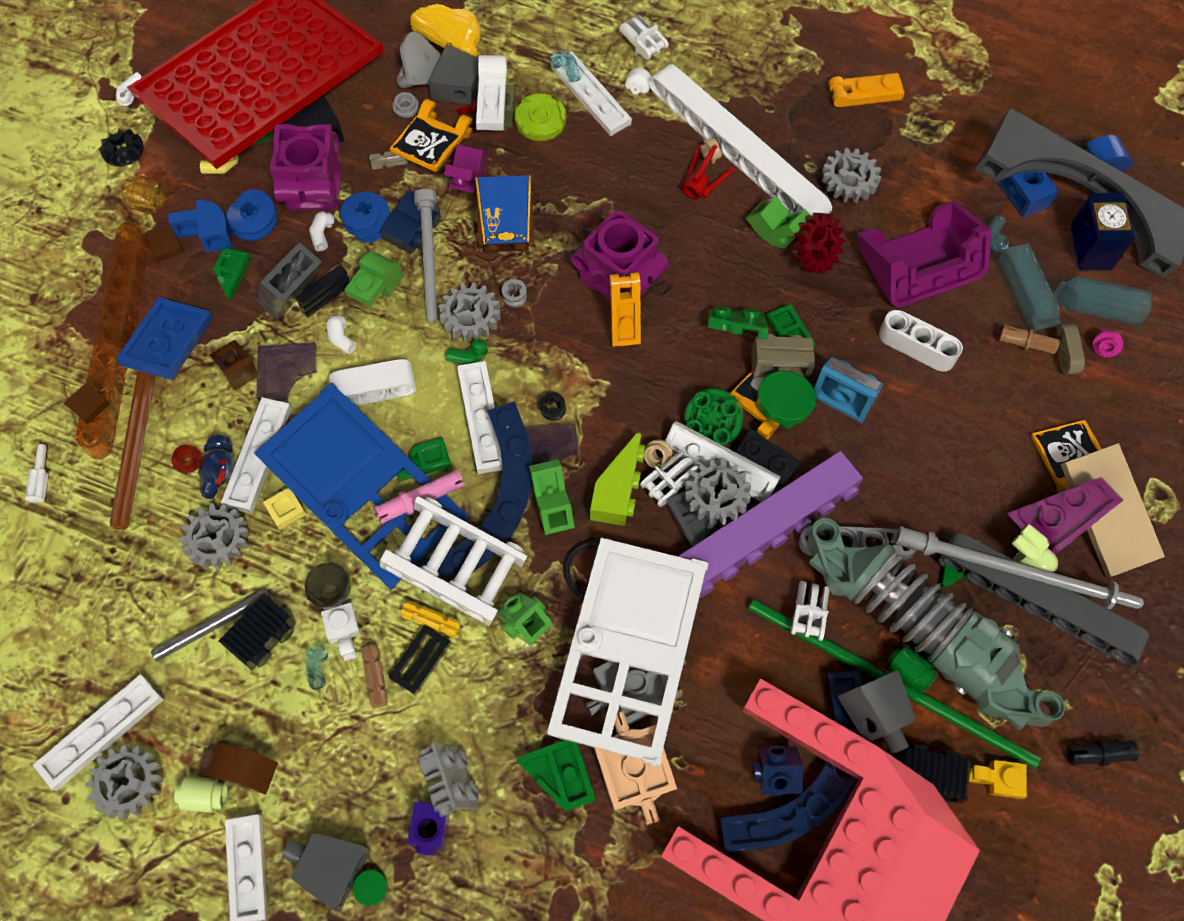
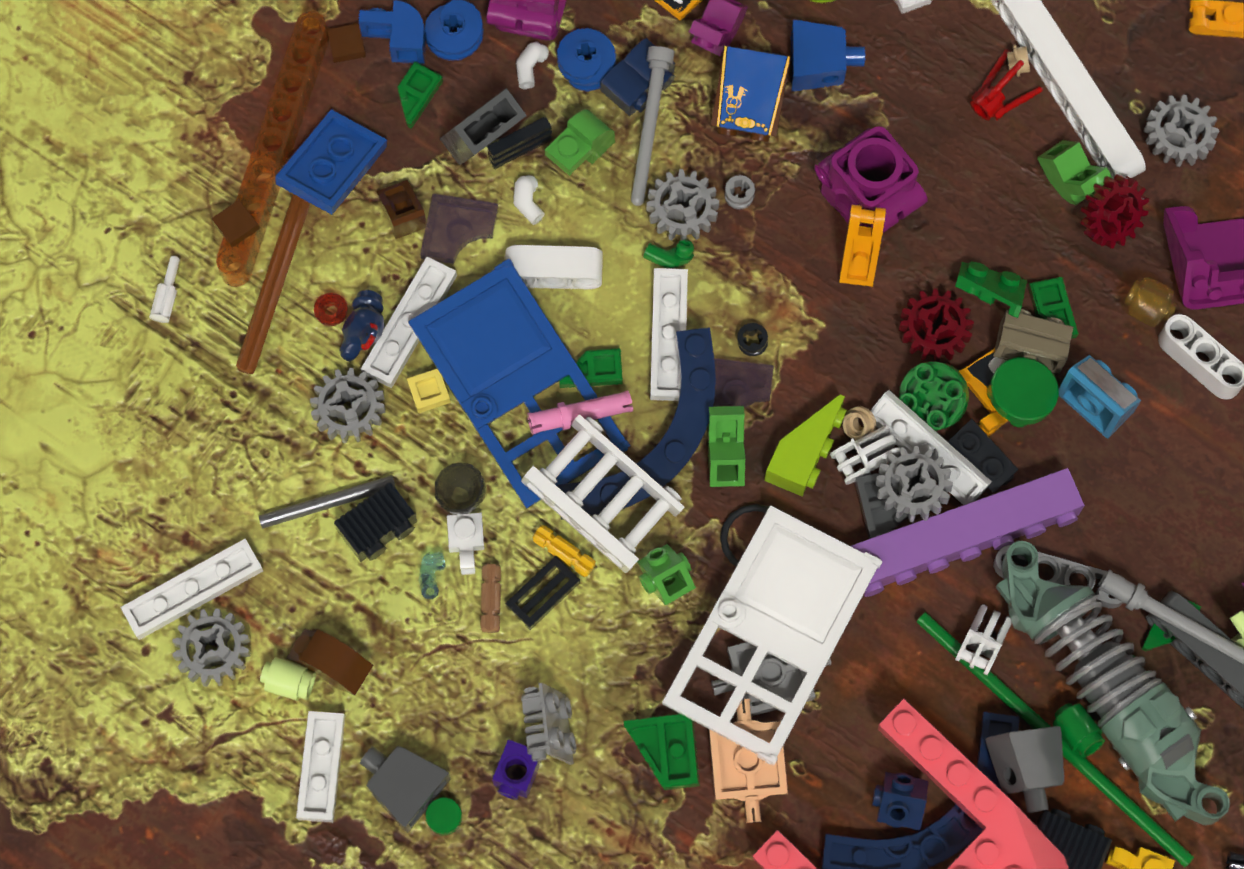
camera: 15 degrees right, 5 degrees up
(555, 176) = (820, 55): none -> blue torso
(685, 362) = (950, 330): none -> dark red gear
(866, 306) = (1150, 301): none -> clear yellow head

